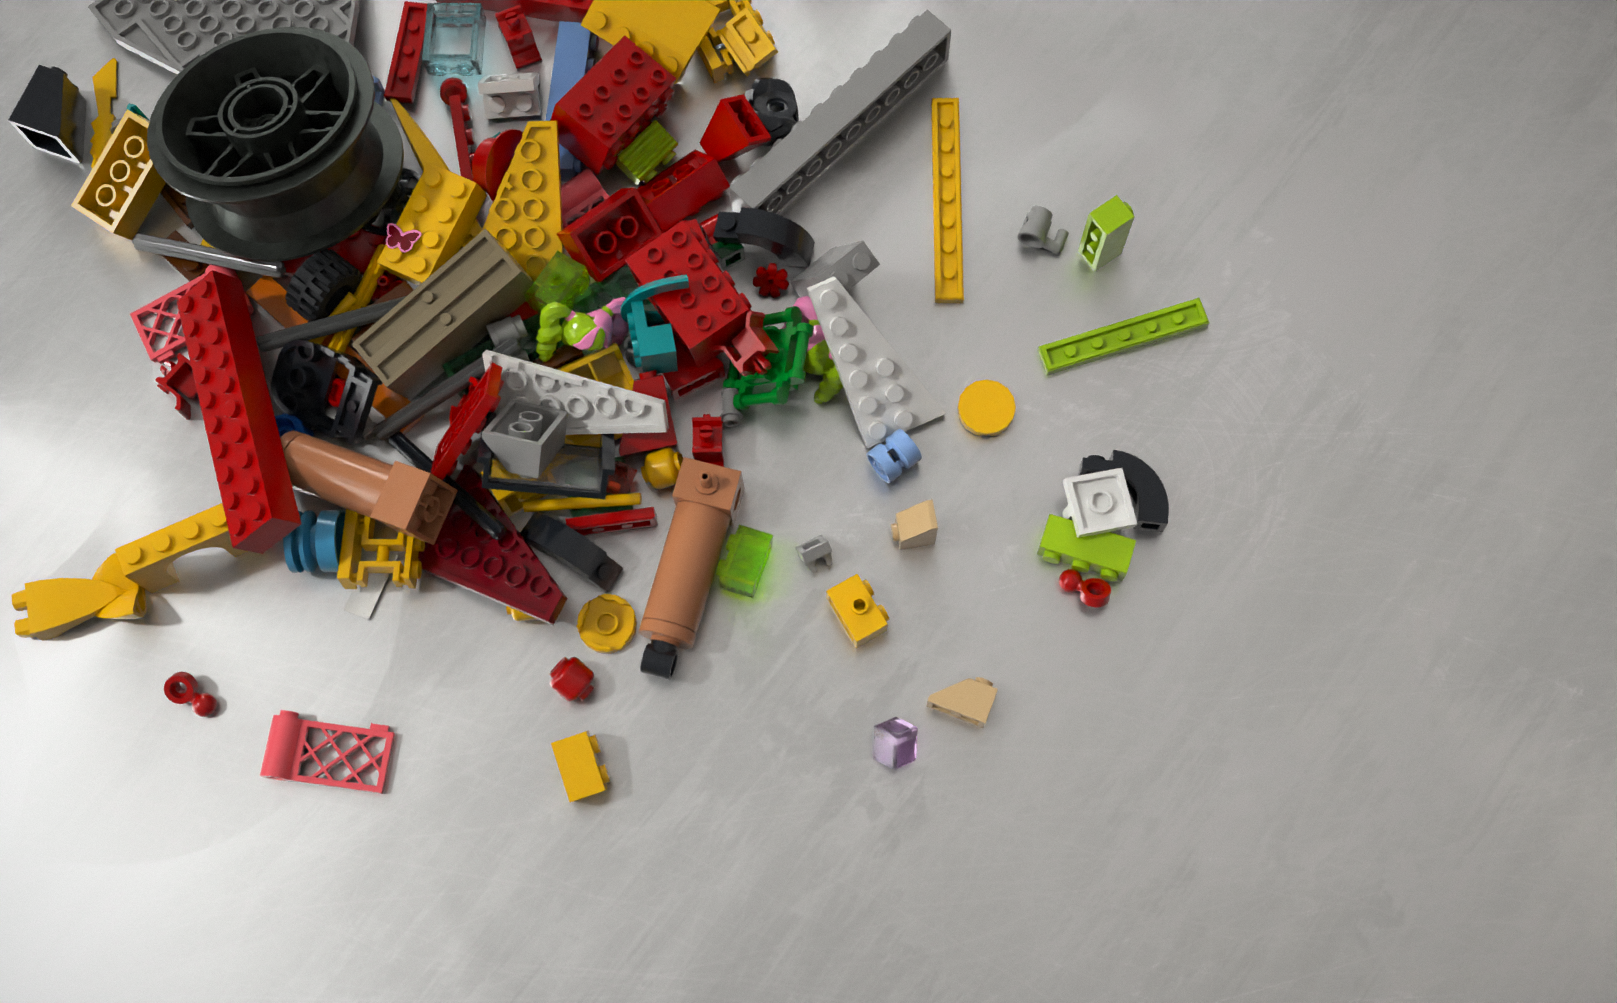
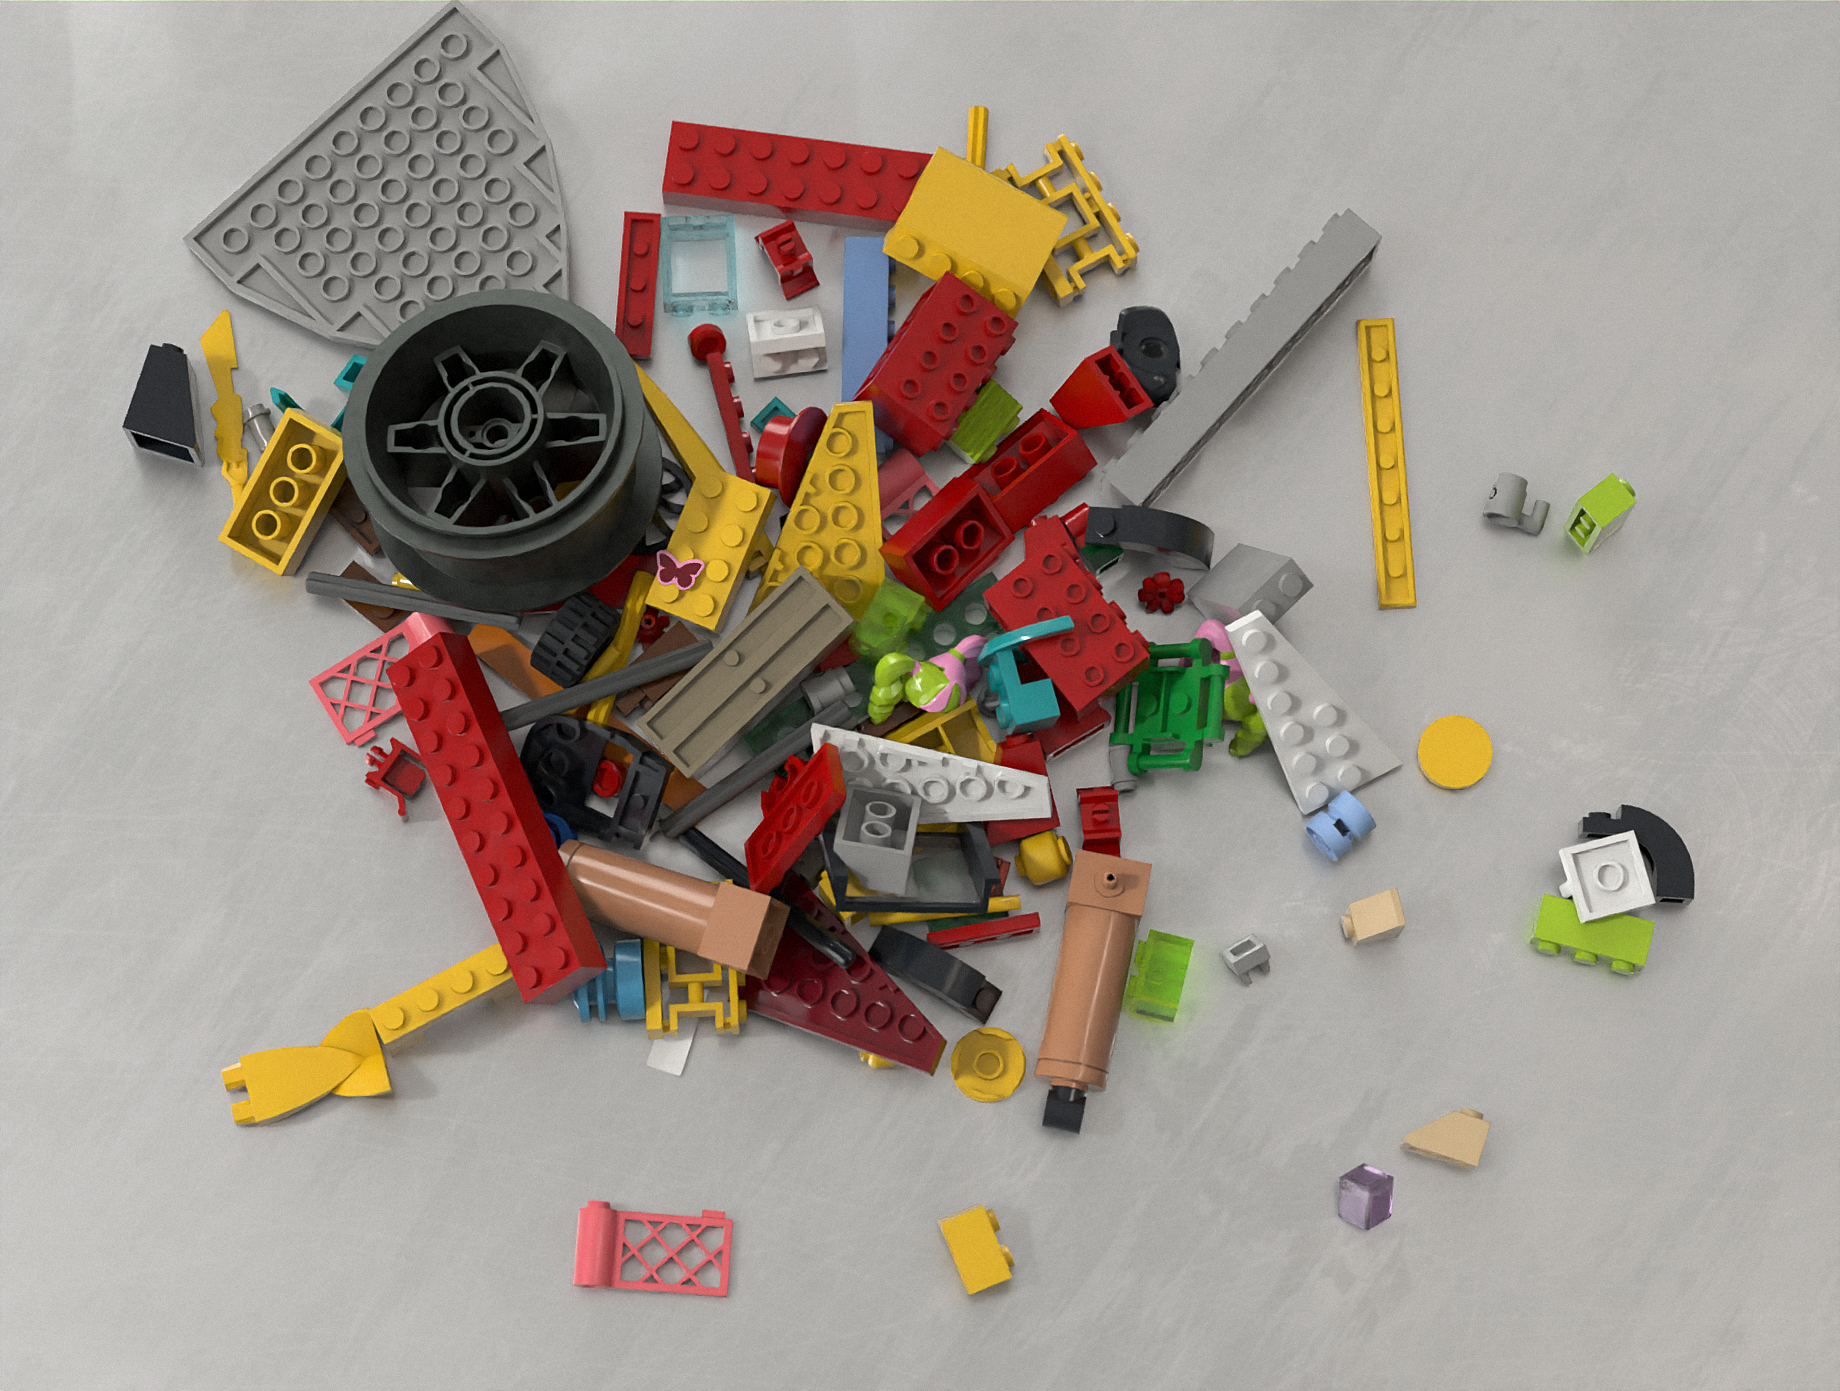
camera: 10 degrees left, 5 degrees up
(202, 704) = (483, 1197): red plate -> none
(572, 679) = (953, 1139): red head -> none
(747, 41) = (1105, 257): yellow plate -> none
(750, 347) = (1150, 699): red piece -> none
(857, 610) = (1307, 1030): yellow brick -> none
(1093, 591) = (1604, 989): red plate -> none
(1123, 336) = (1627, 644): lime tile -> none

